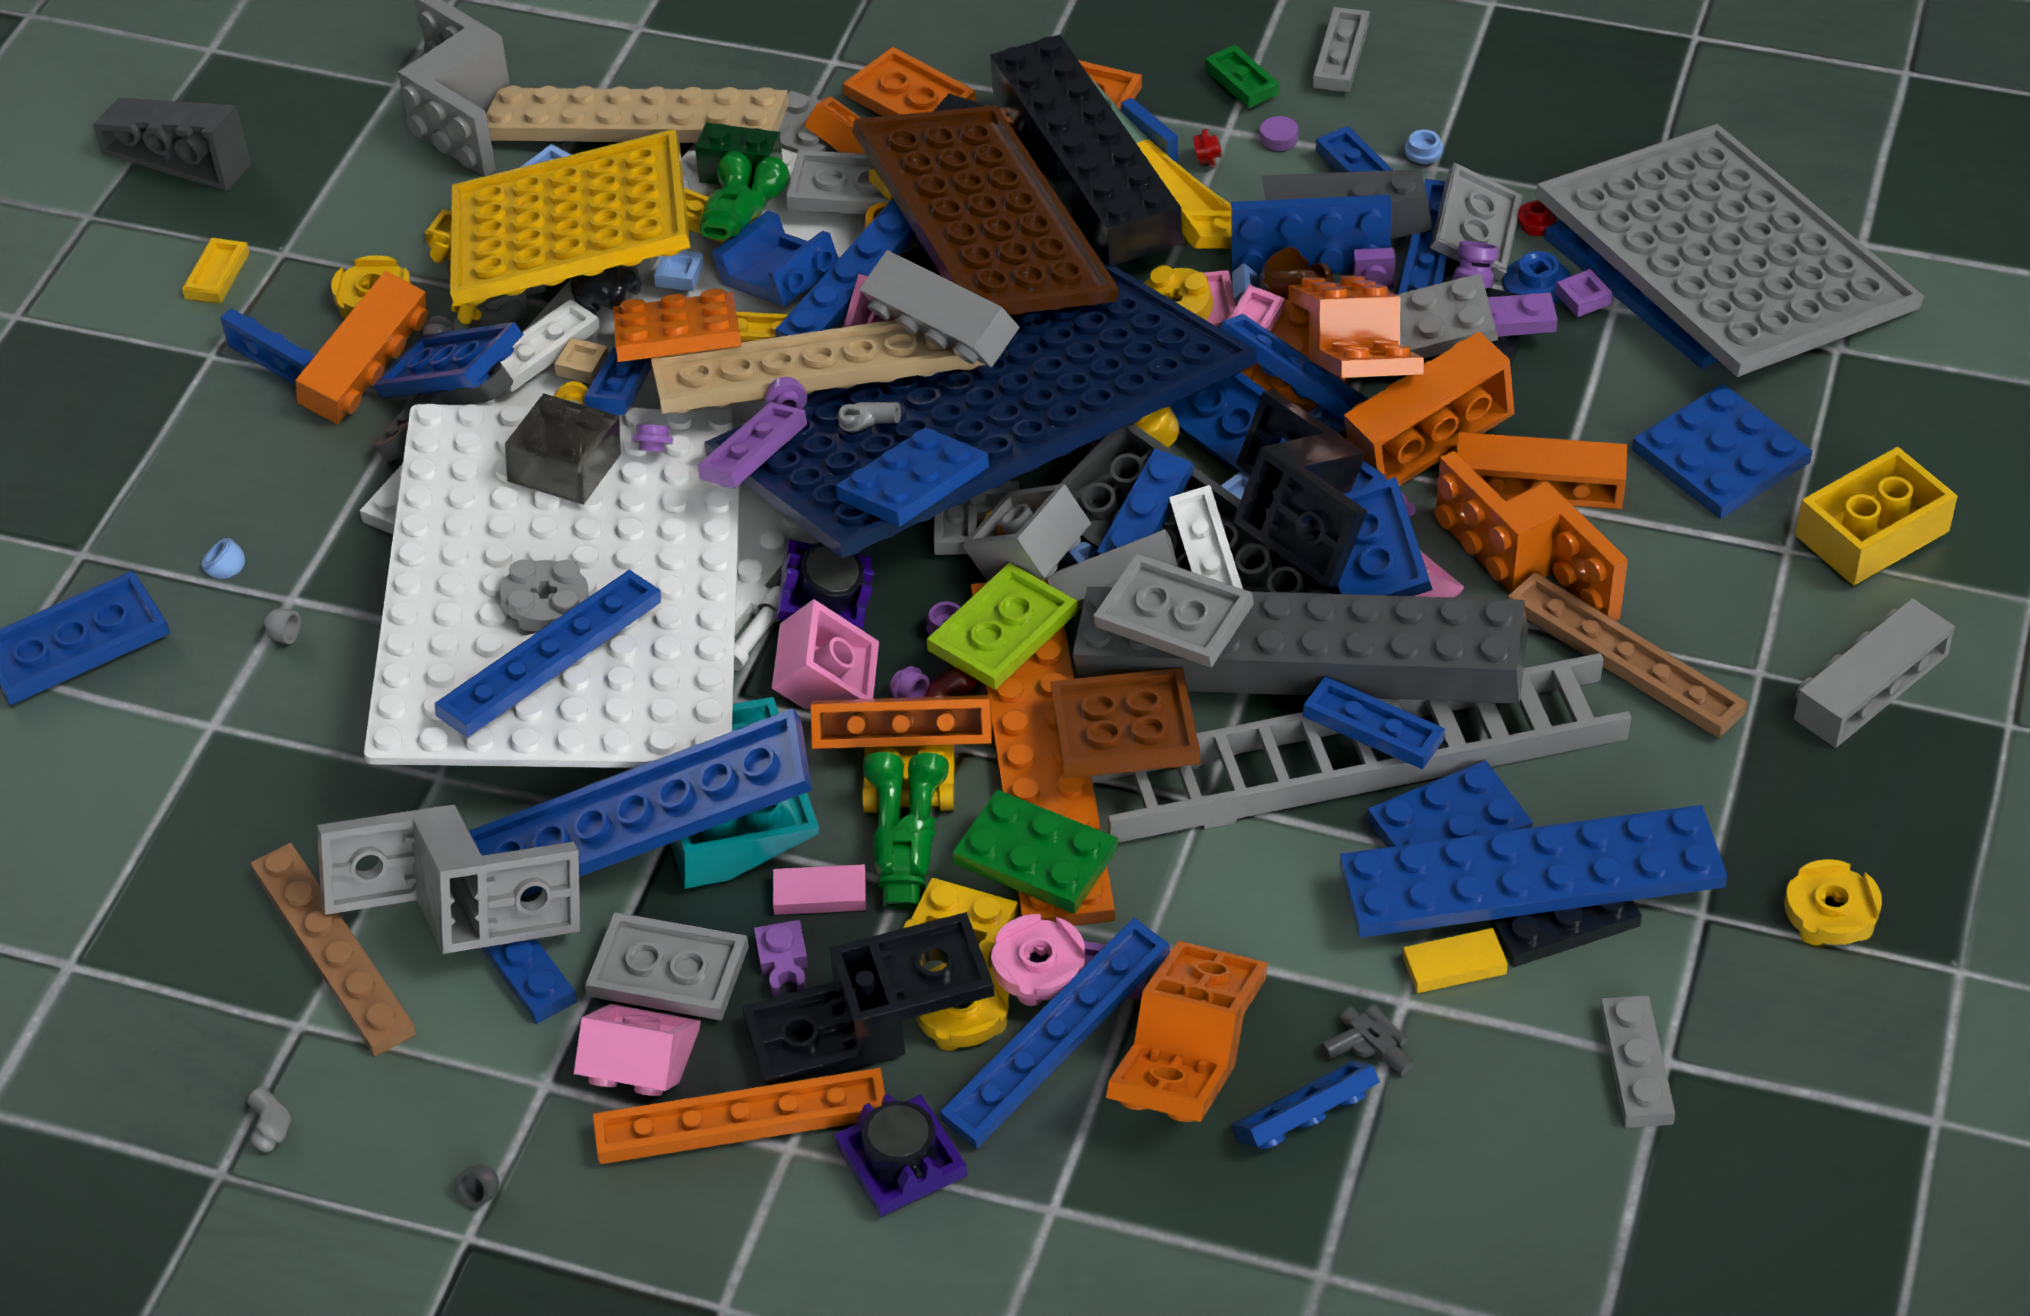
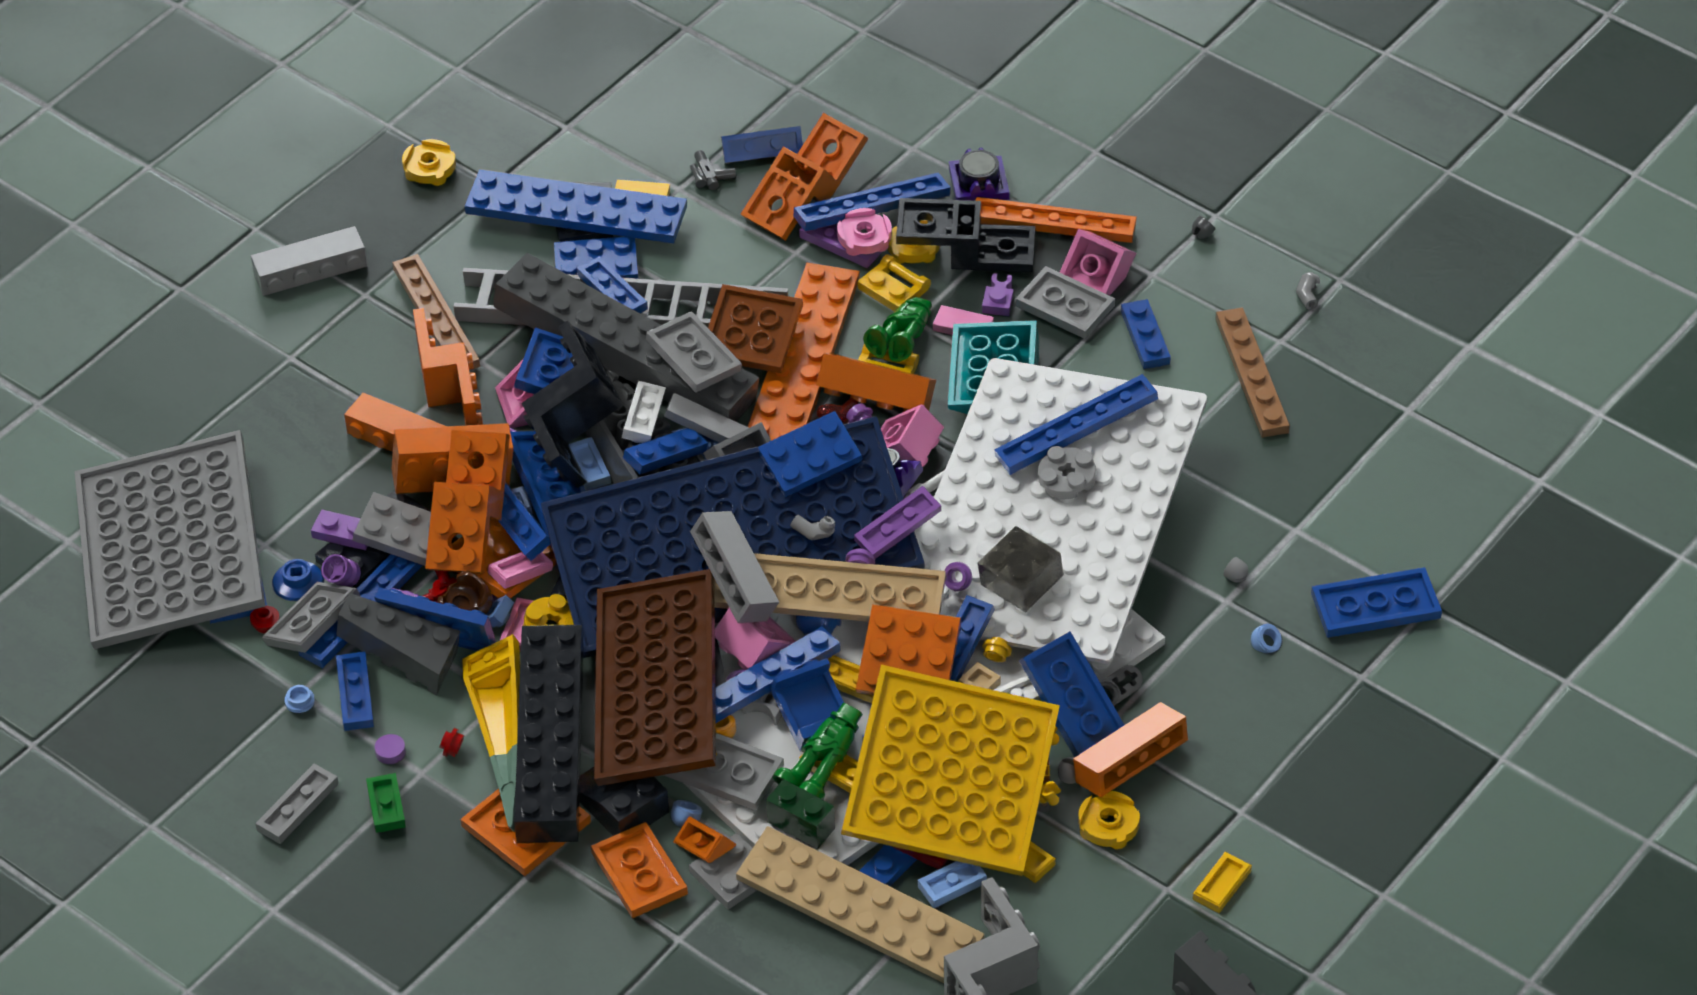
camera: 160 degrees left, 0 degrees up
(264, 346) = (1196, 781): blue plate -> none
(463, 895) = (1177, 359): light grey bracket -> none
(663, 797) = (1045, 338): blue plate -> none
(1002, 625) = (789, 408): lime plate -> none
(1035, 851) = (836, 290): green plate -> none
(1152, 127) = (484, 764): blue tile -> none
(1583, 293) = (280, 547): medium lavender plate -> none
(1637, 1061) = (582, 126): light grey plate -> none
(1721, 450) = (280, 422): blue plate -> none
(1875, 515) = (234, 335): yellow brick -> none

